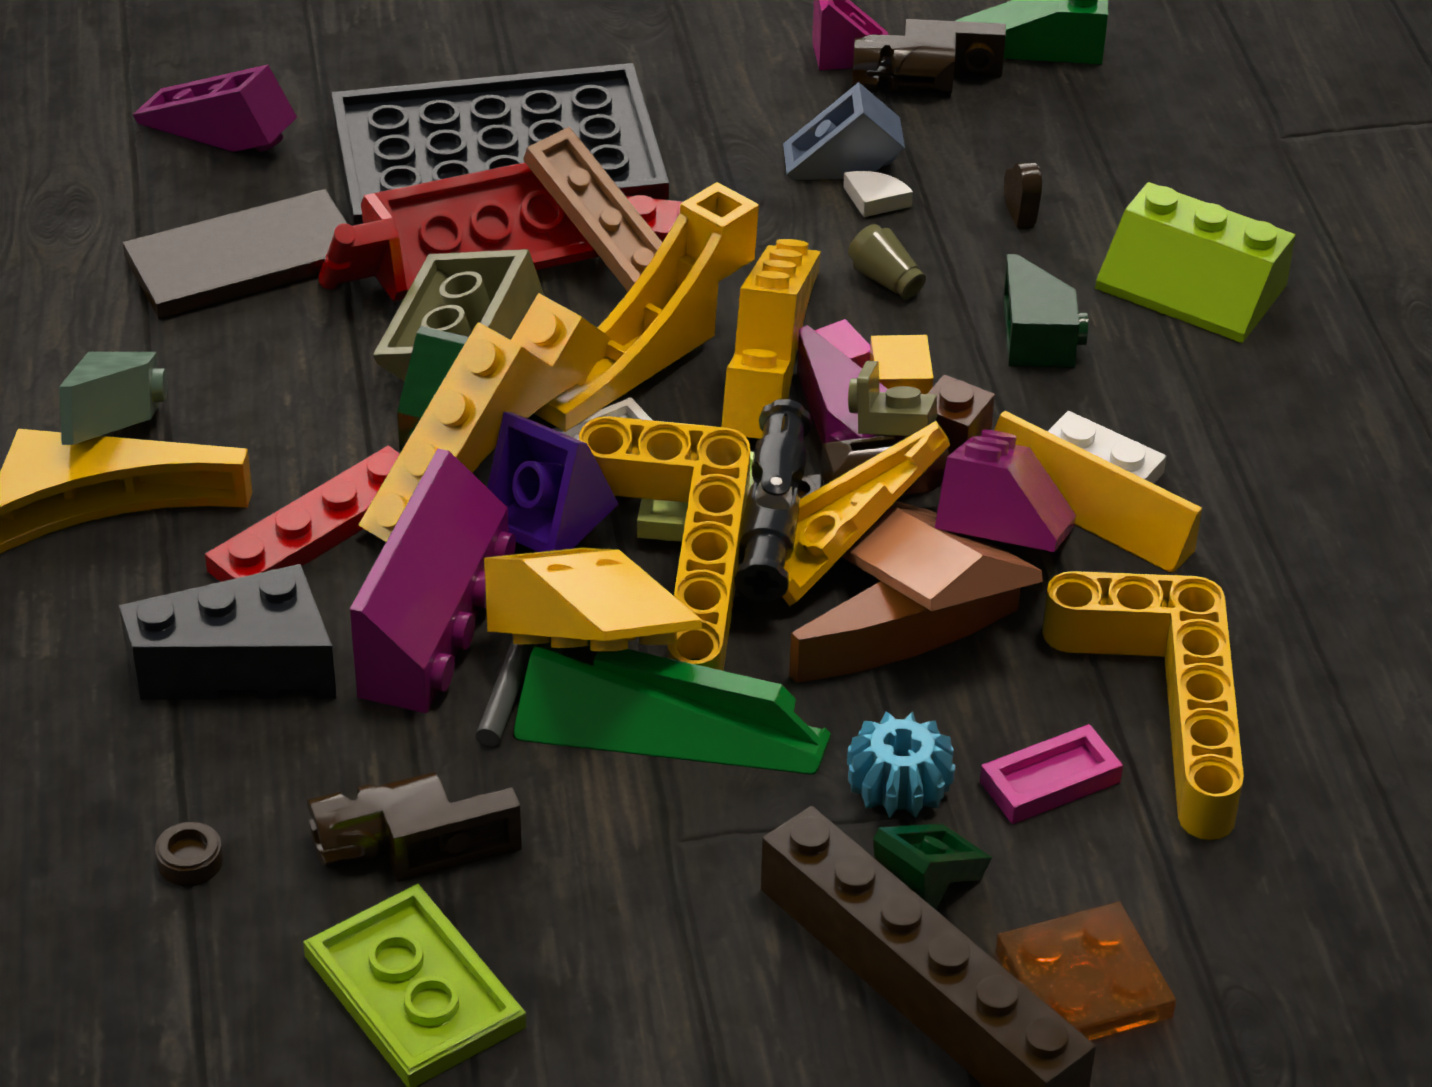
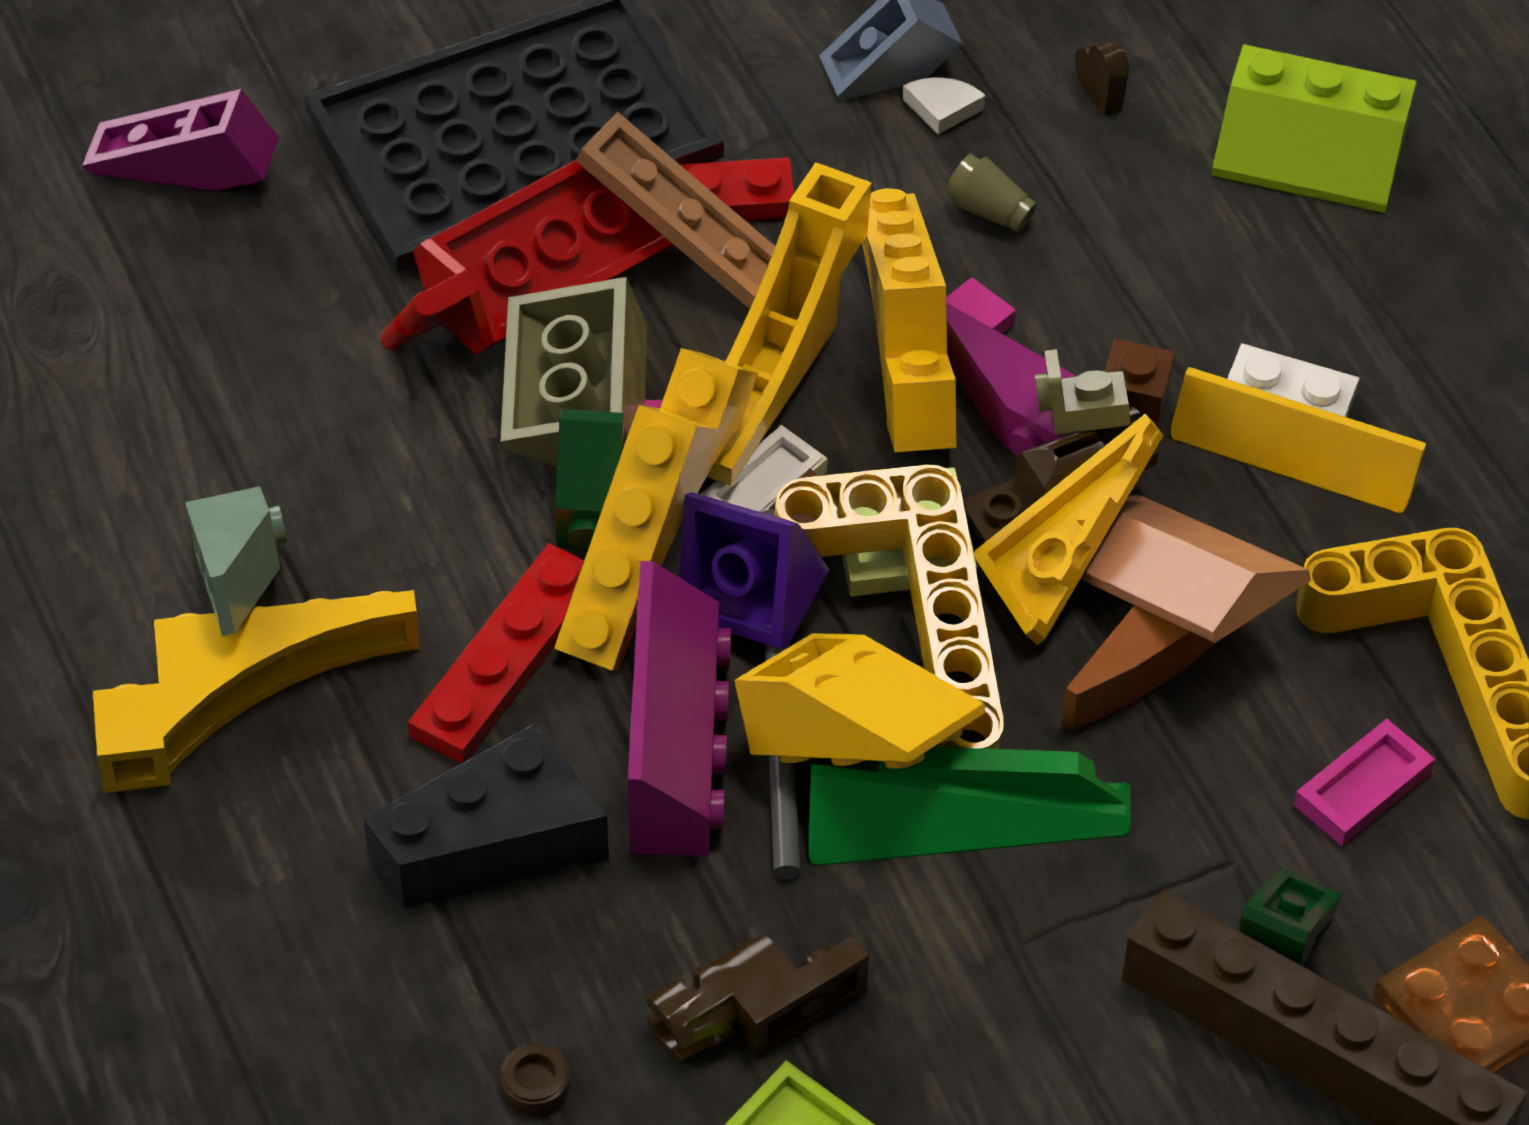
camera: 15 degrees left, 10 degrees up
(234, 253) = (283, 327): tile -> none
(773, 502) = (985, 490): black piece -> none
(900, 764) = (1219, 810): medium azure gear -> none
(903, 361) = (1060, 324): yellow brick -> none
(1002, 494) = (1226, 479): magenta slope -> none
(1040, 317) = (1174, 231): slope -> none

